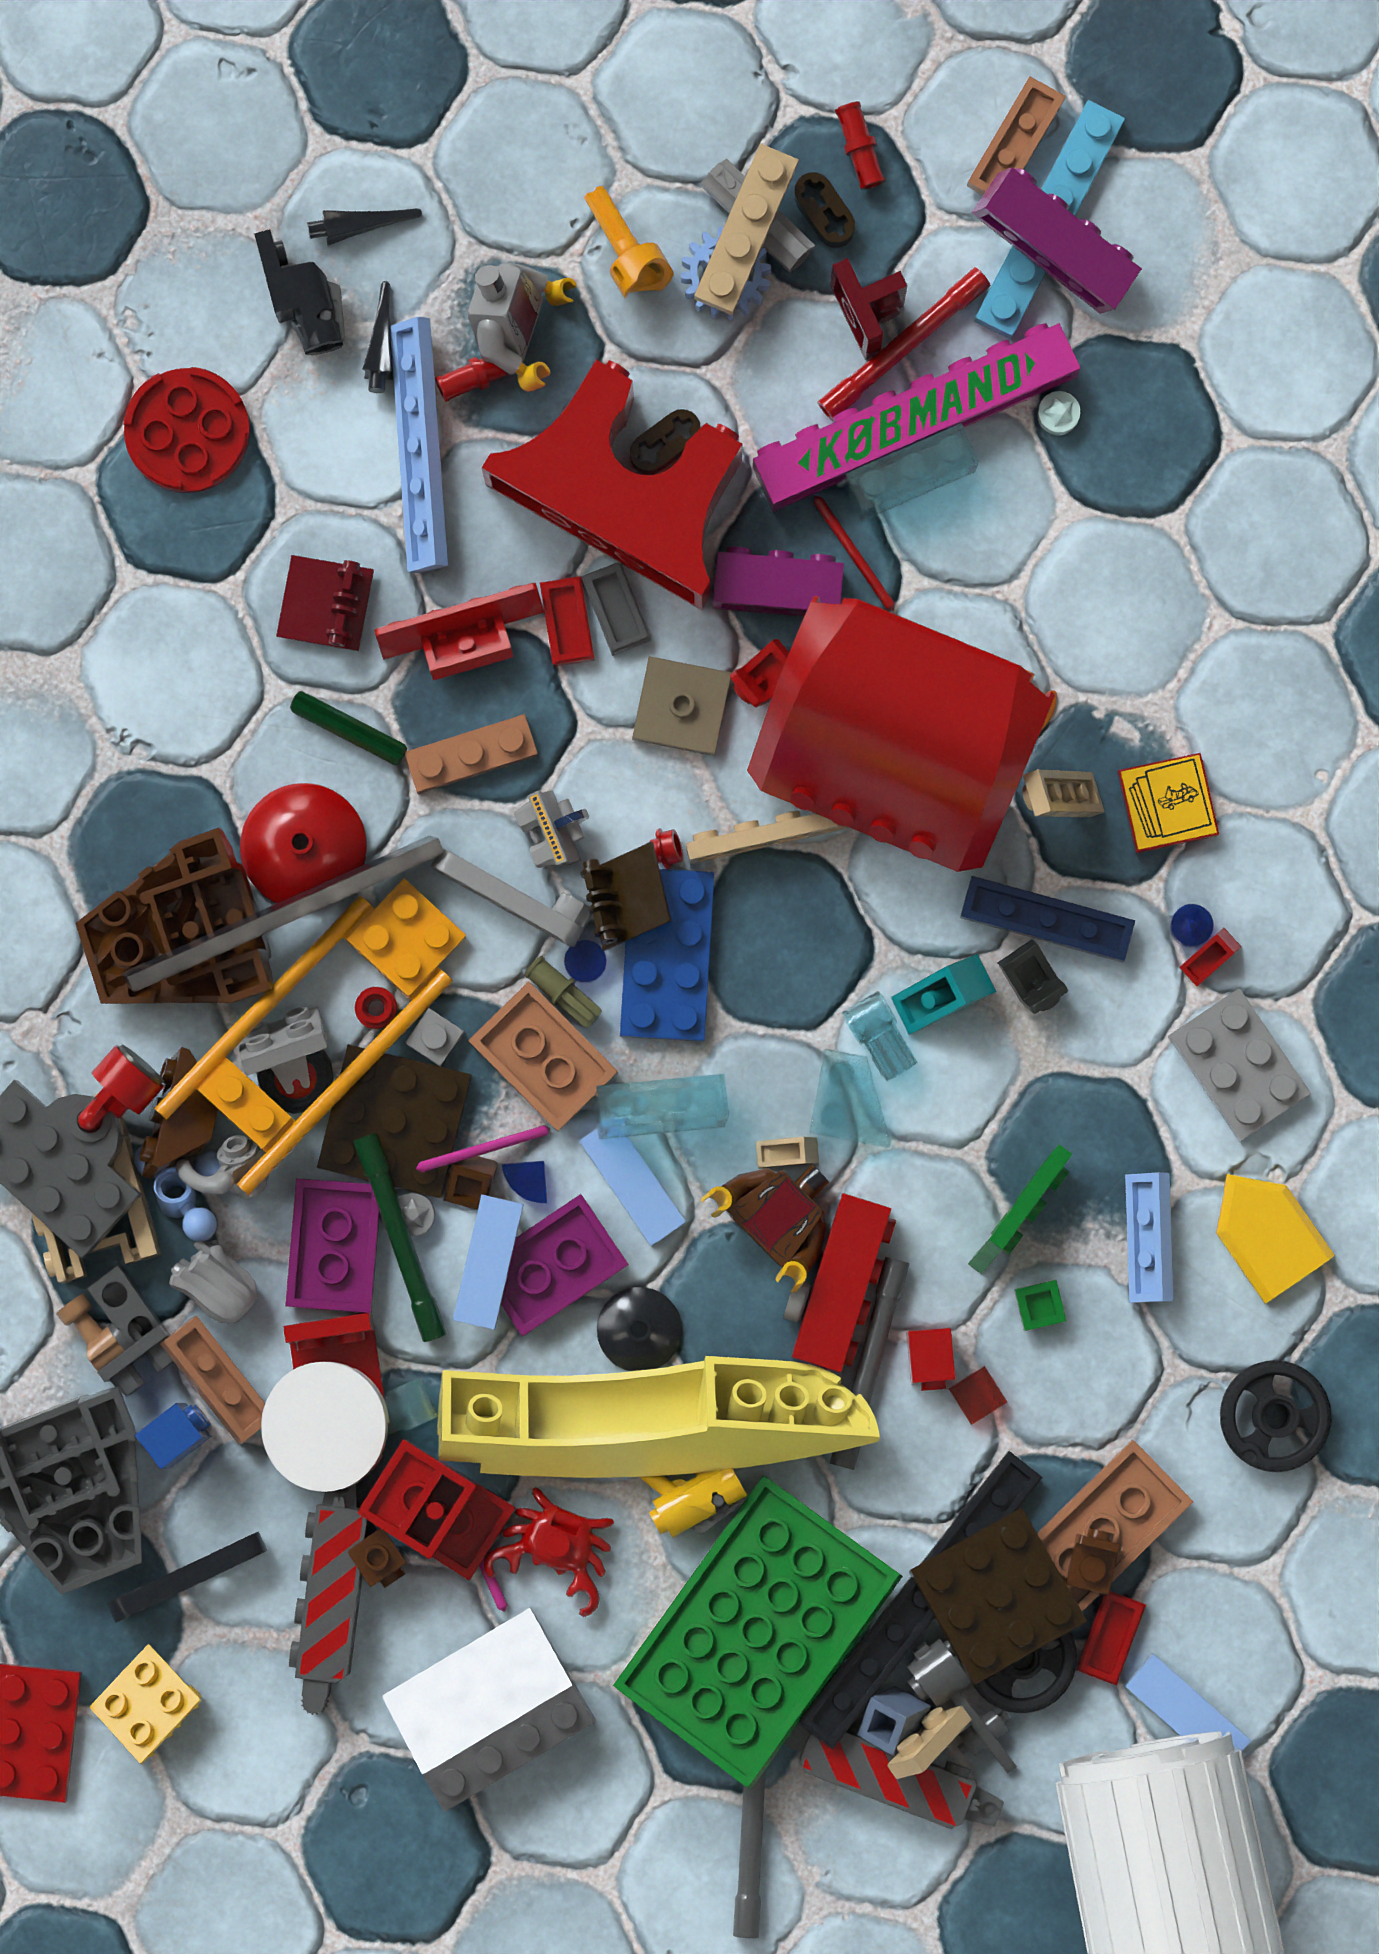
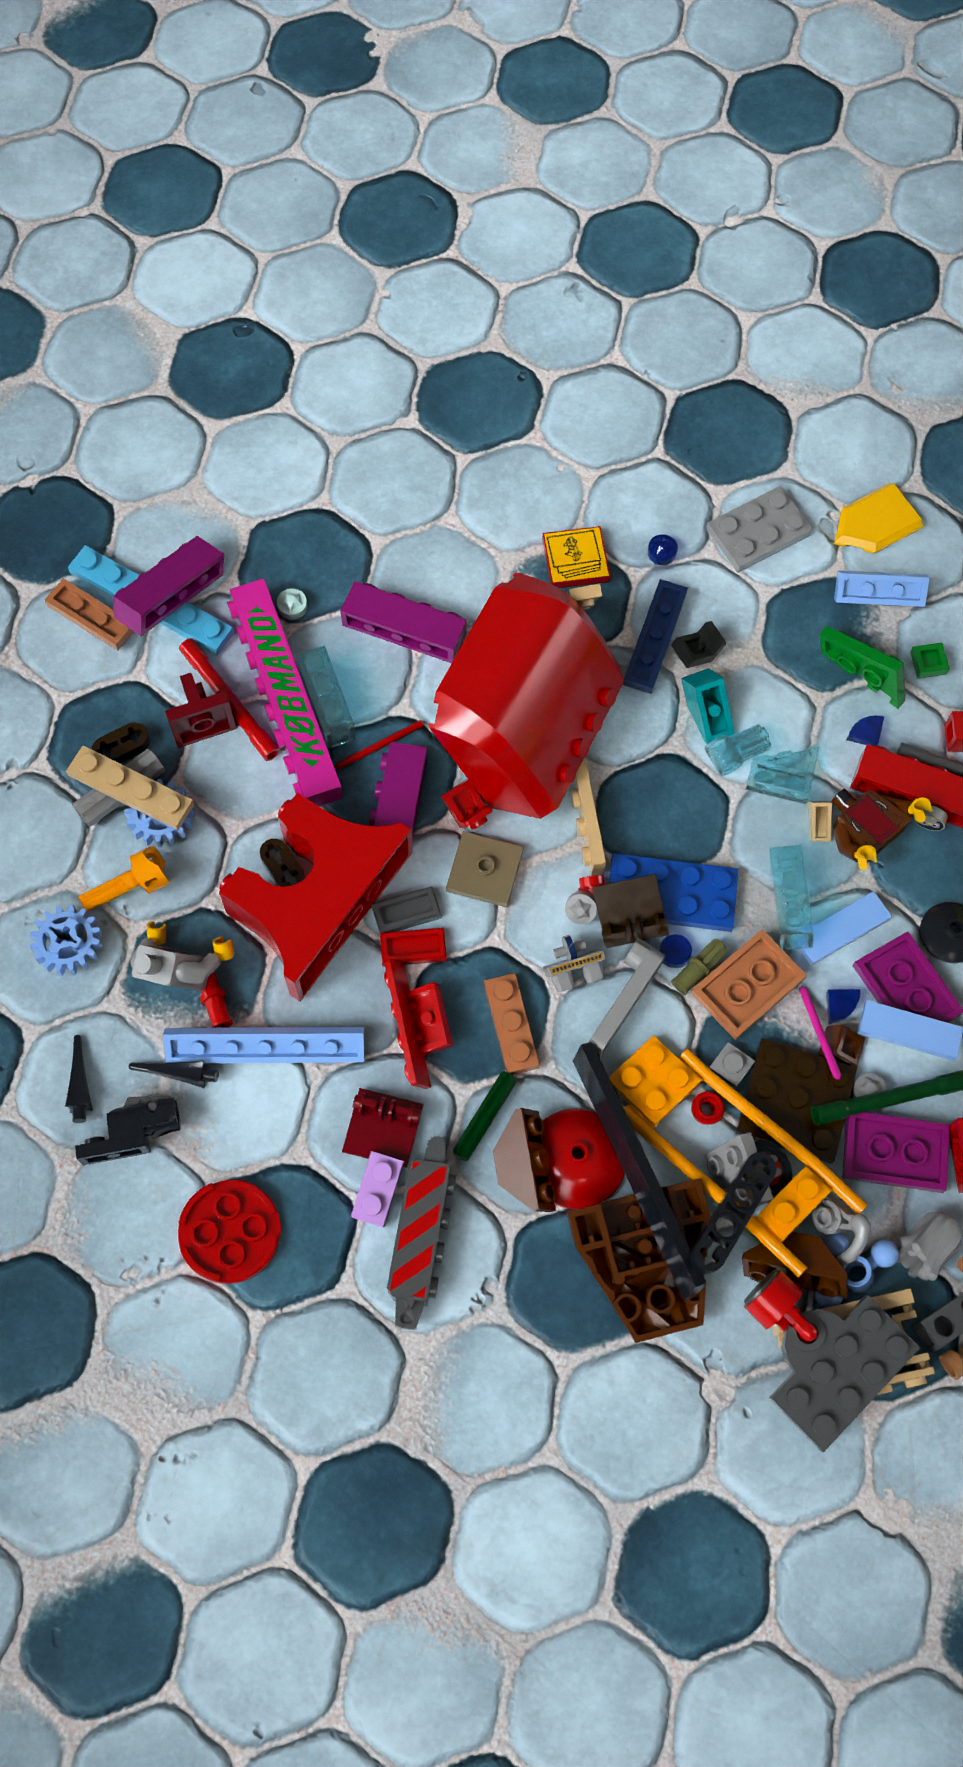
camera: 90 degrees left, 15 degrees down
(194, 657) = (418, 1234): none -> dark grey hinge
(217, 1027) = (730, 1210): none -> black beam
(246, 602) = (377, 1189): none -> lavender plate
(282, 777) = (524, 1162): none -> slope
(555, 188) = (66, 926): none -> light blue gear
(632, 832) = (581, 907): none -> light grey tile
(860, 145) = (76, 716): red pin -> none
(926, 1217) = (866, 730): none -> clear blue tile
(1037, 568) = (403, 621): none -> magenta brick
(1210, 956) = (685, 539): red piece -> none

